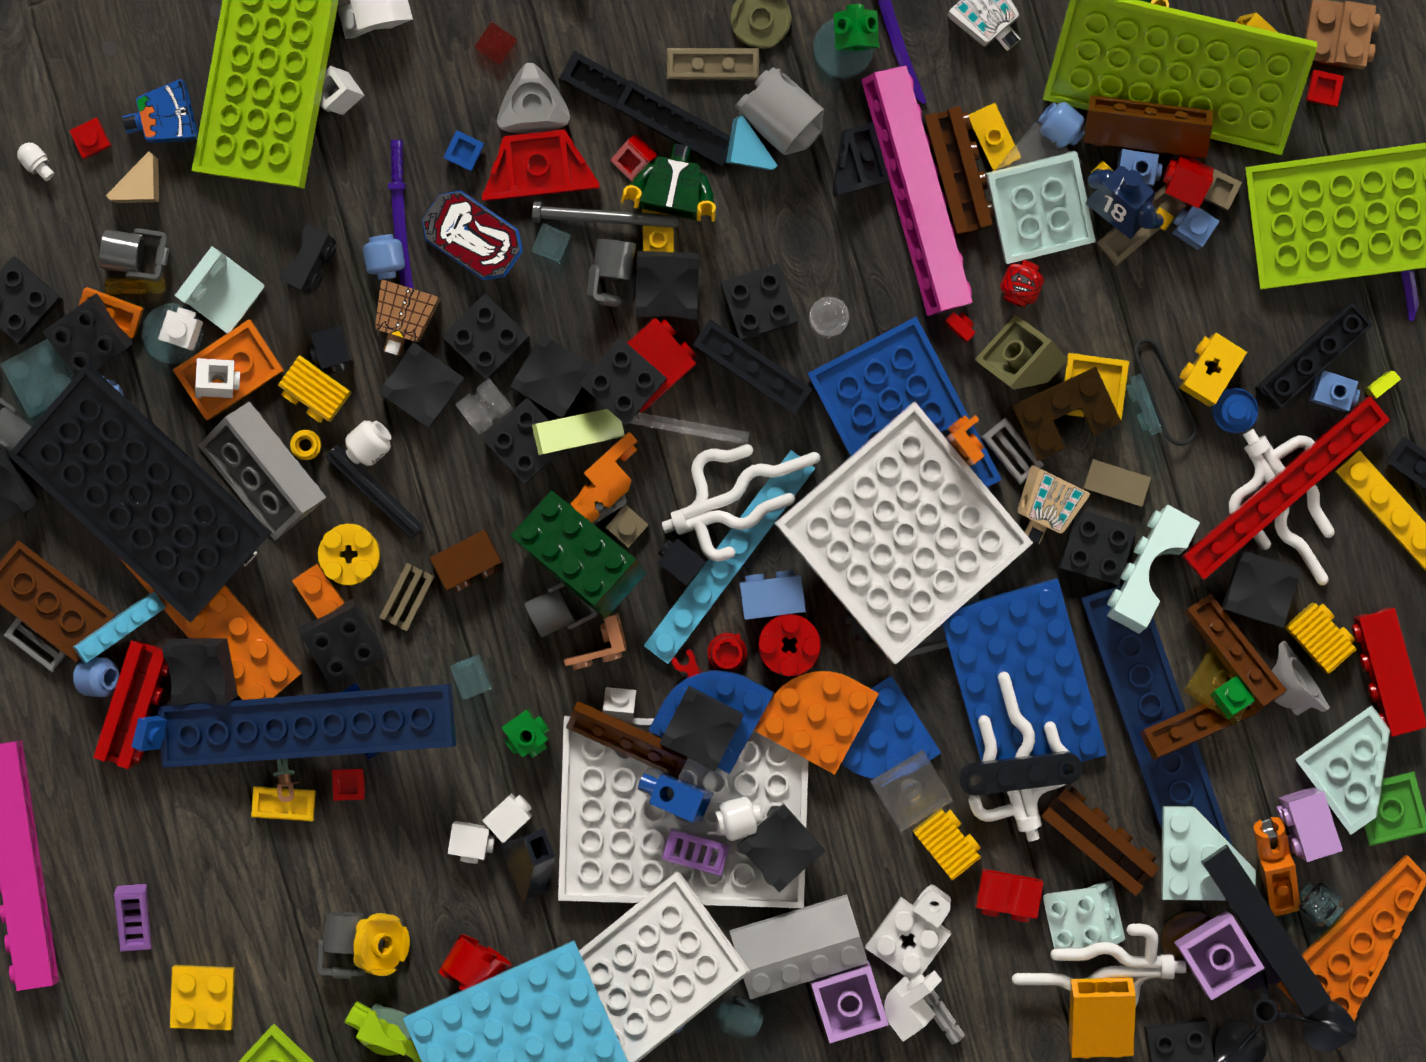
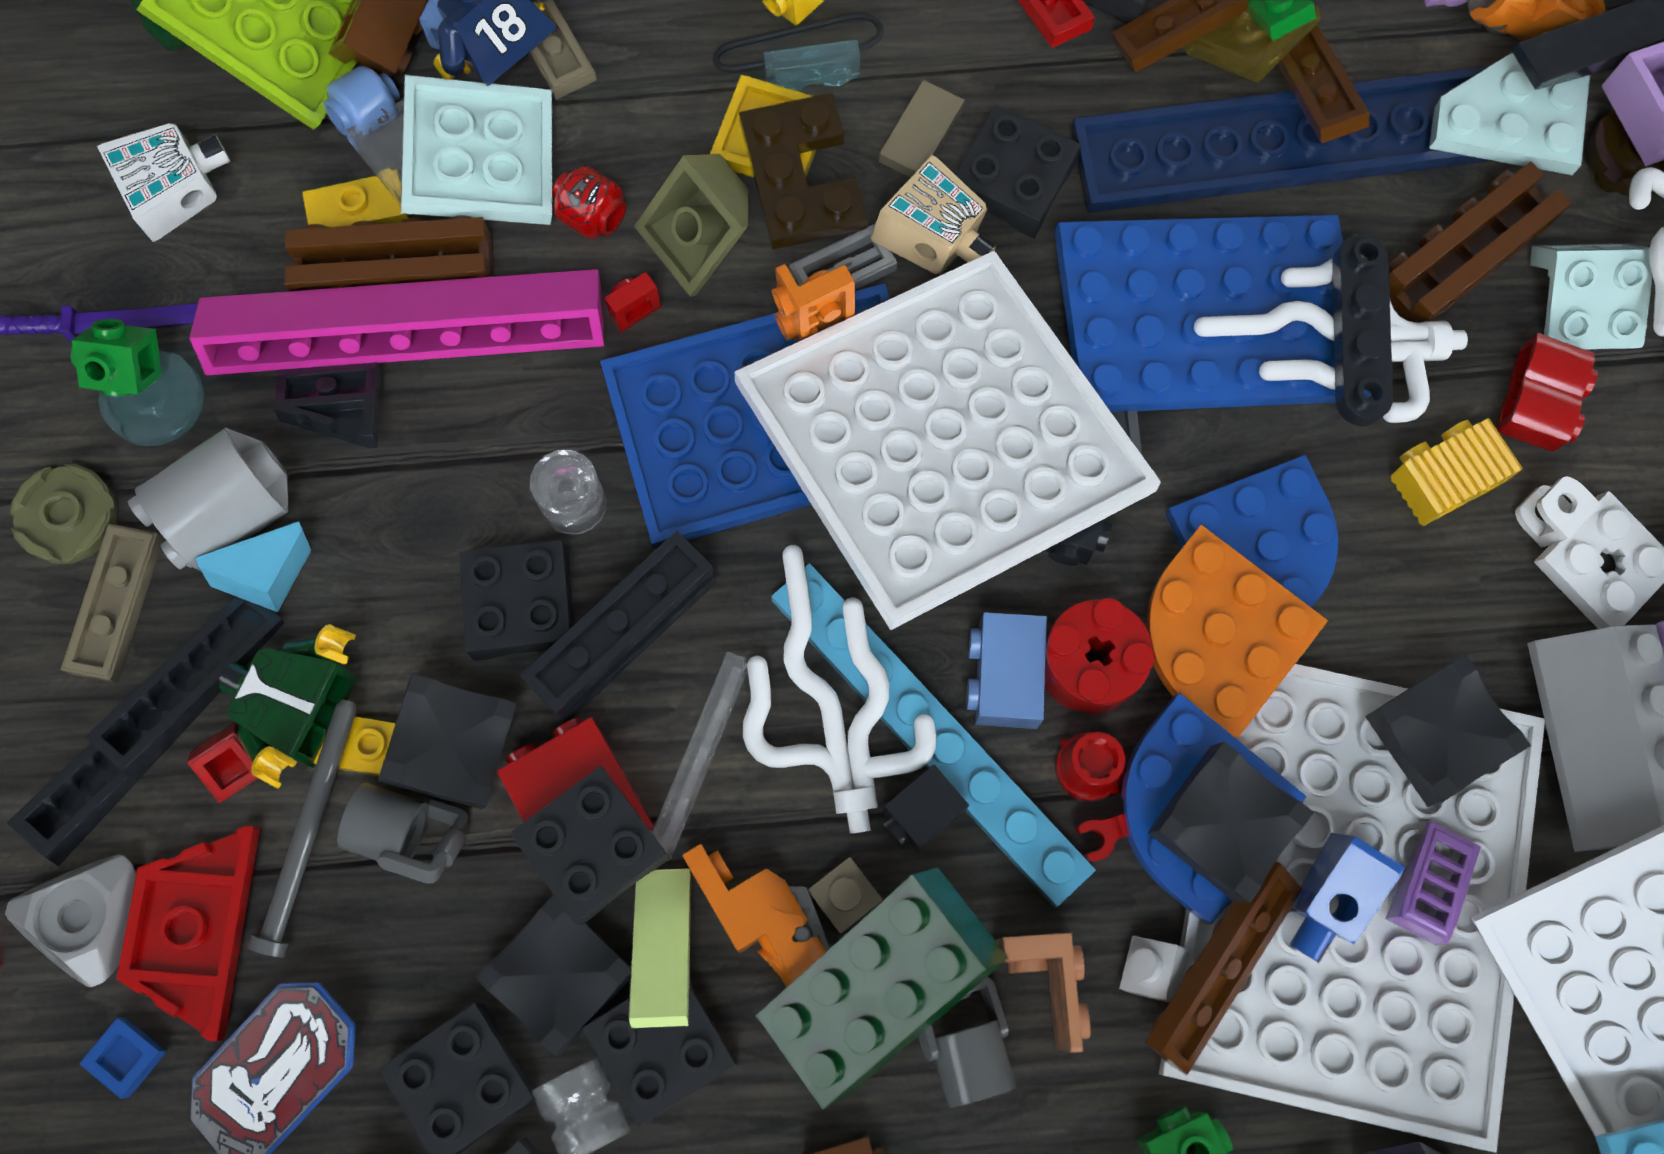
camera: 80 degrees left, 15 degrees down
(551, 243) = (329, 932): clear light blue tile -> none
(738, 818) = (1389, 795): white head -> none
(911, 790) = (1363, 510): clear plate -> none
(1135, 600) = (1107, 115): light aqua arch -> none

